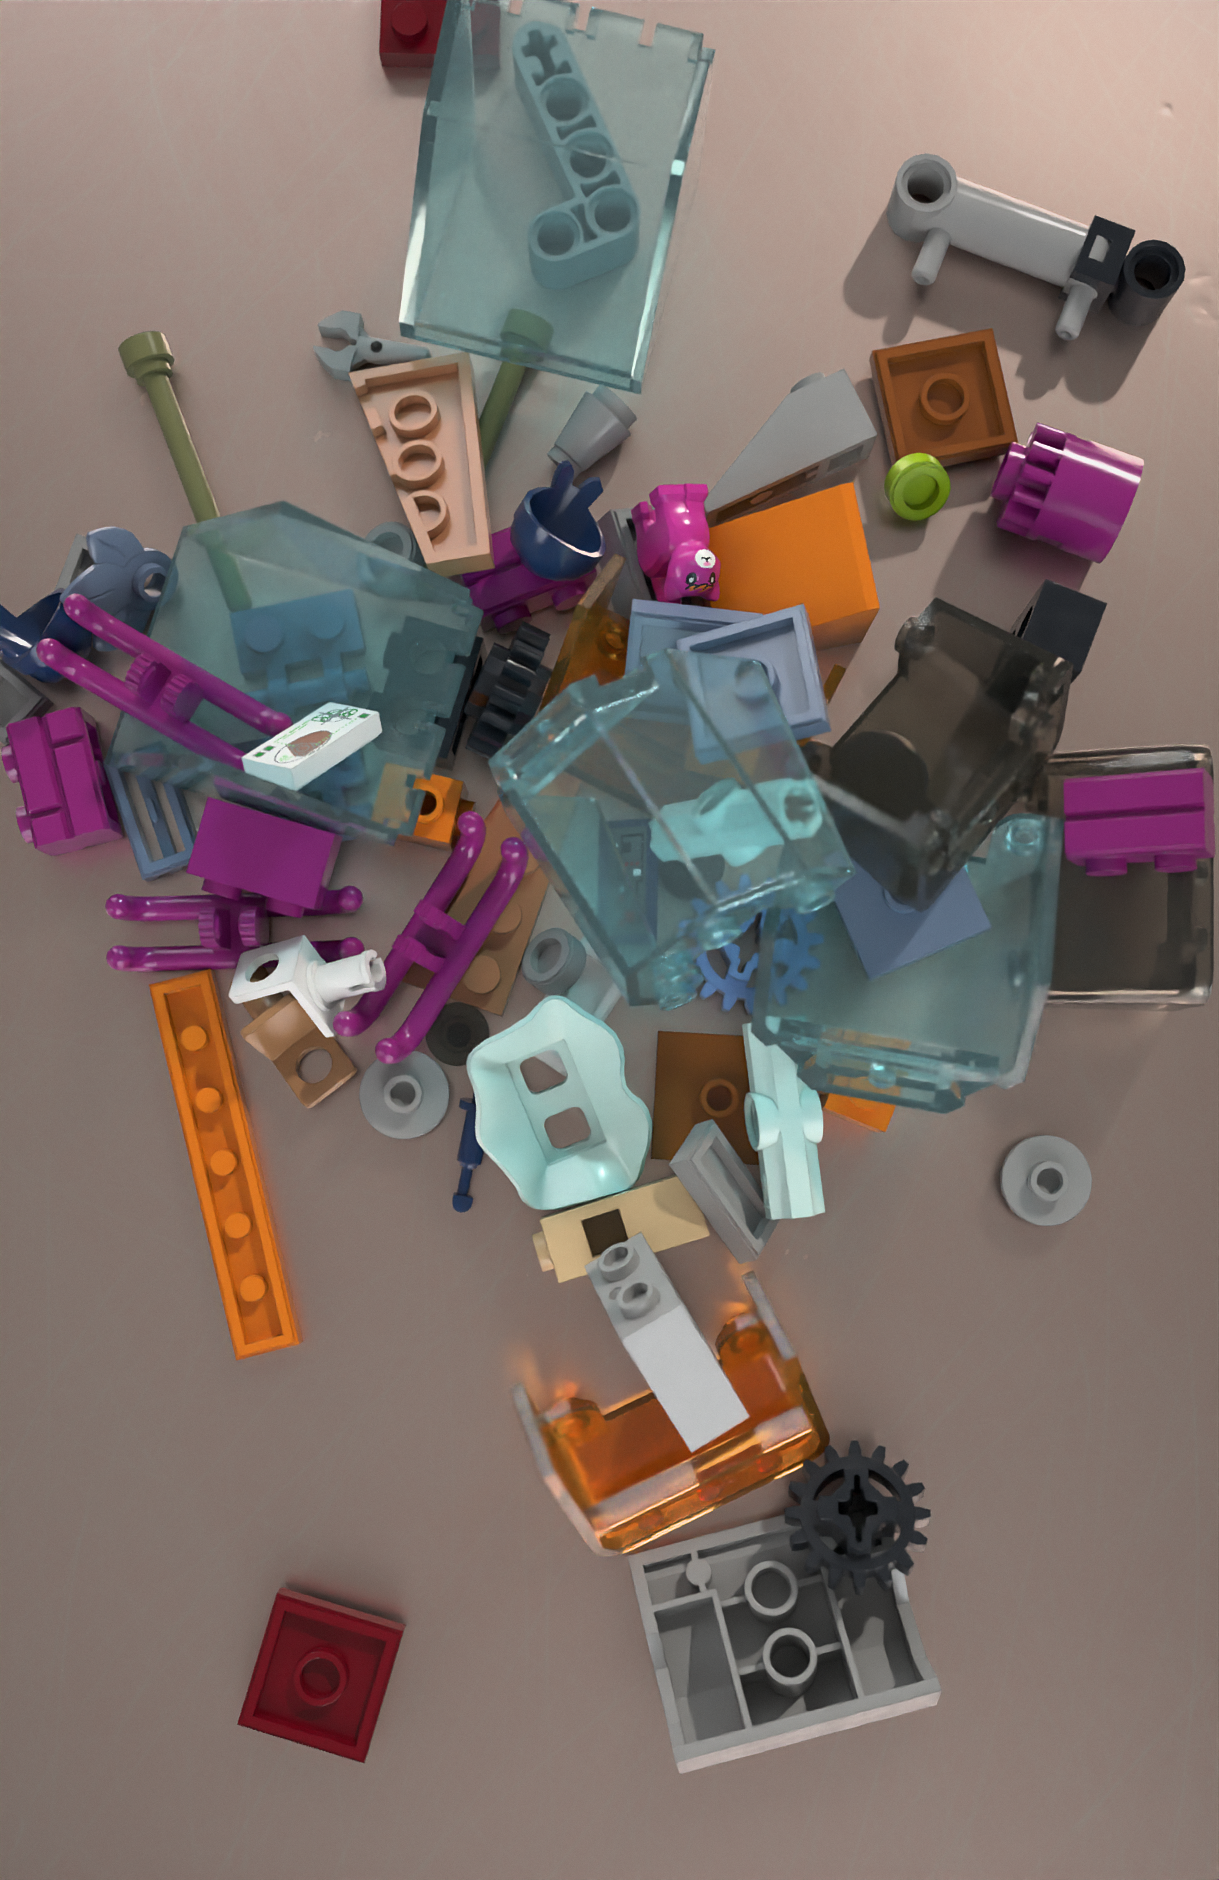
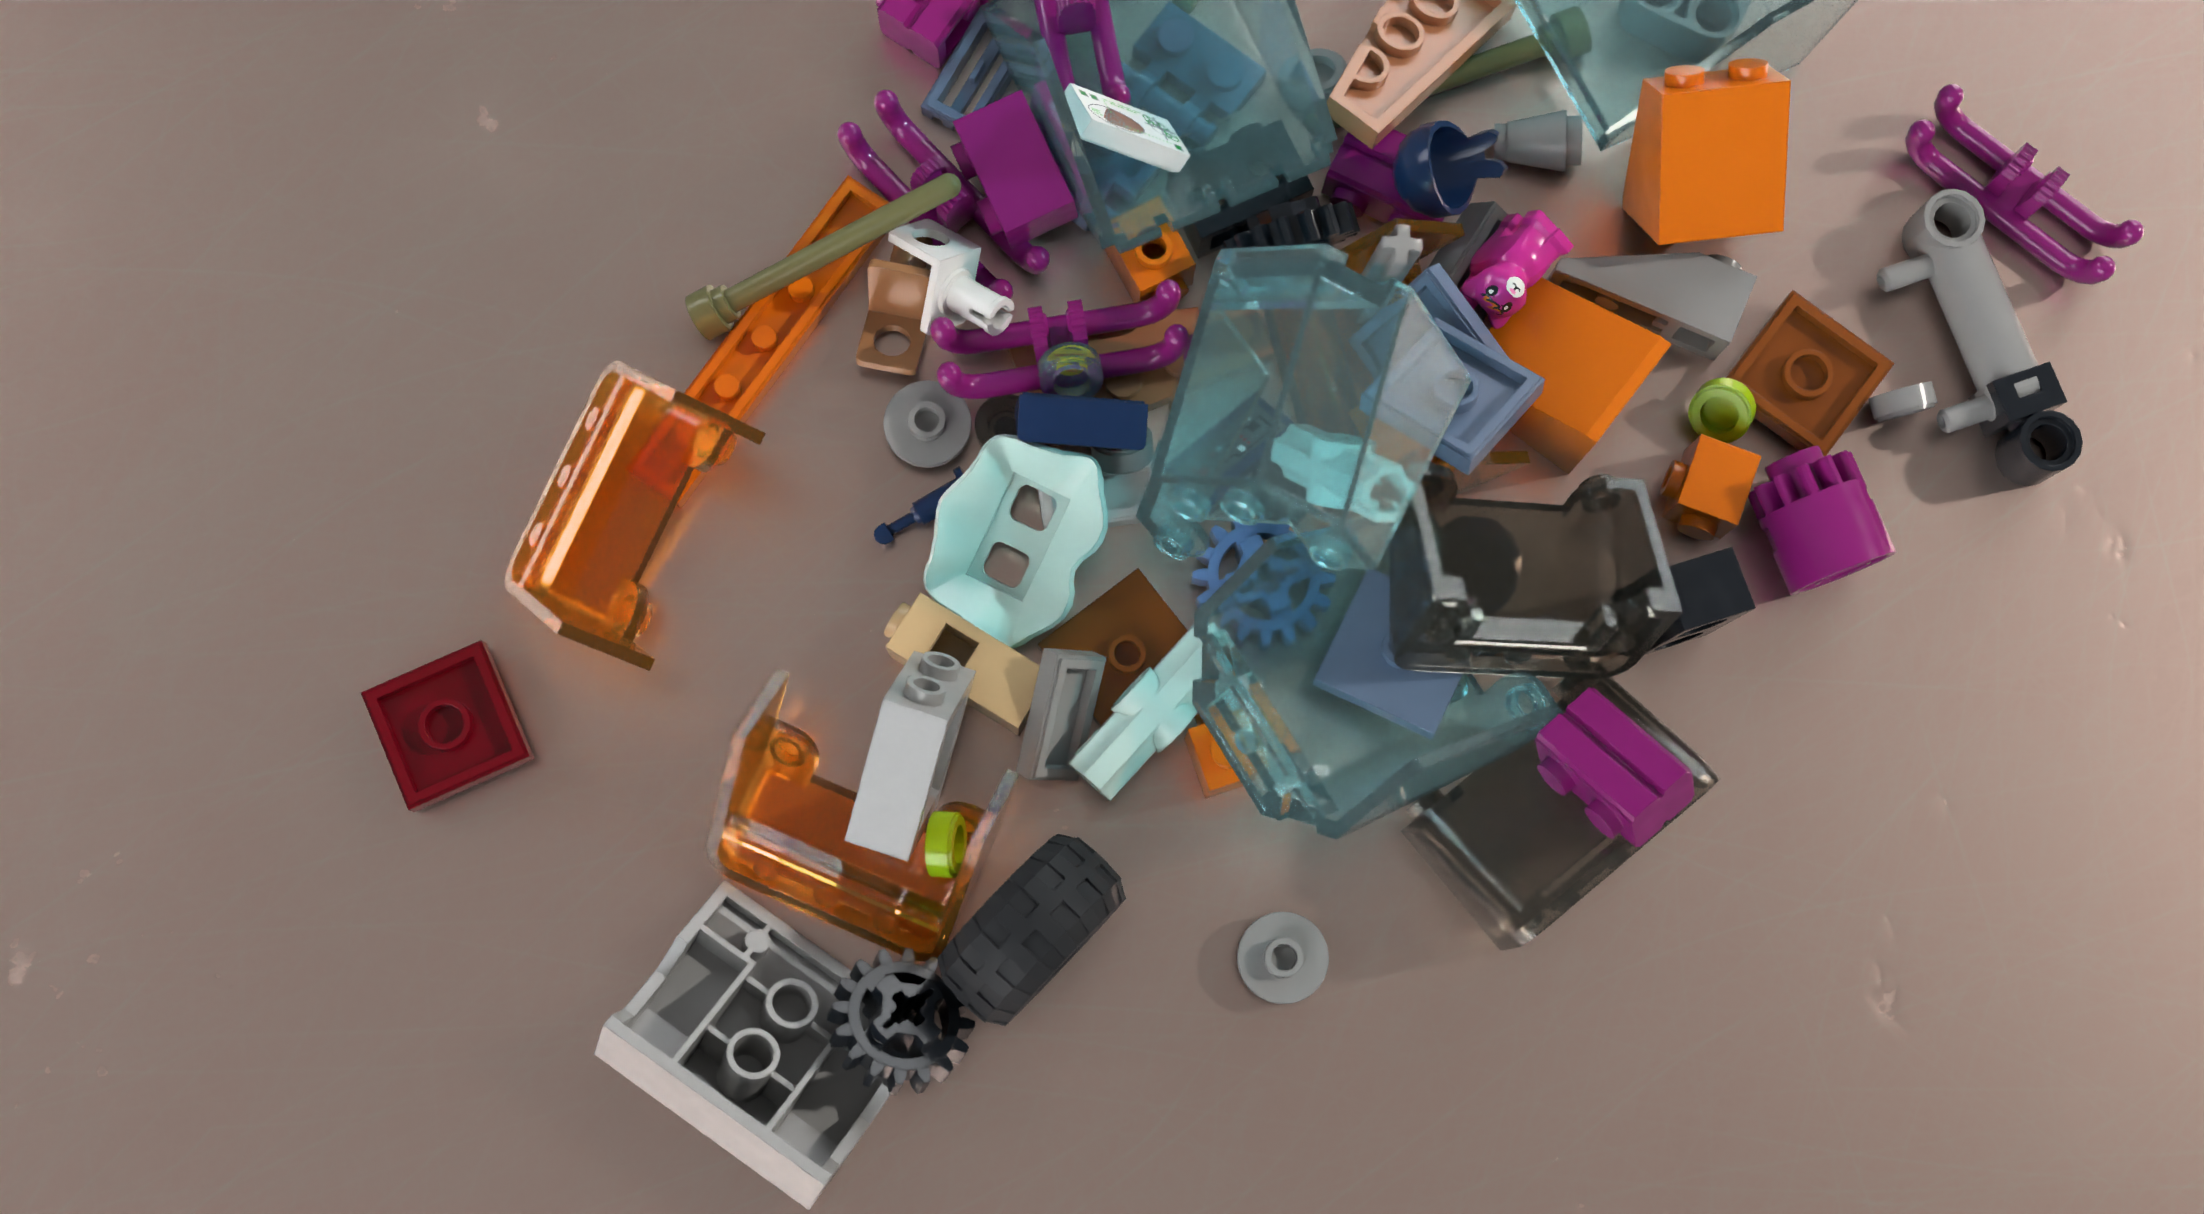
camera: 45 degrees right, 5 degrees down
(168, 1182) = (718, 307): none -> olive piece
(260, 1410) = (610, 506): none -> clear orange windscreen
(468, 955) = (1070, 370): none -> clear light blue tile
(516, 982) = (1081, 421): none -> dark blue slope
(621, 647) = (1393, 255): none -> light grey axle
(728, 318) = (1710, 153): none -> orange slope
(752, 1368) = (945, 844): none -> lime tile
(879, 1362) = (1030, 929): none -> black tyre
(941, 118) = (2017, 192): none -> magenta piece
(967, 549) = (1708, 488): none -> orange brick
(1026, 348) = (1903, 401): none -> light grey tile

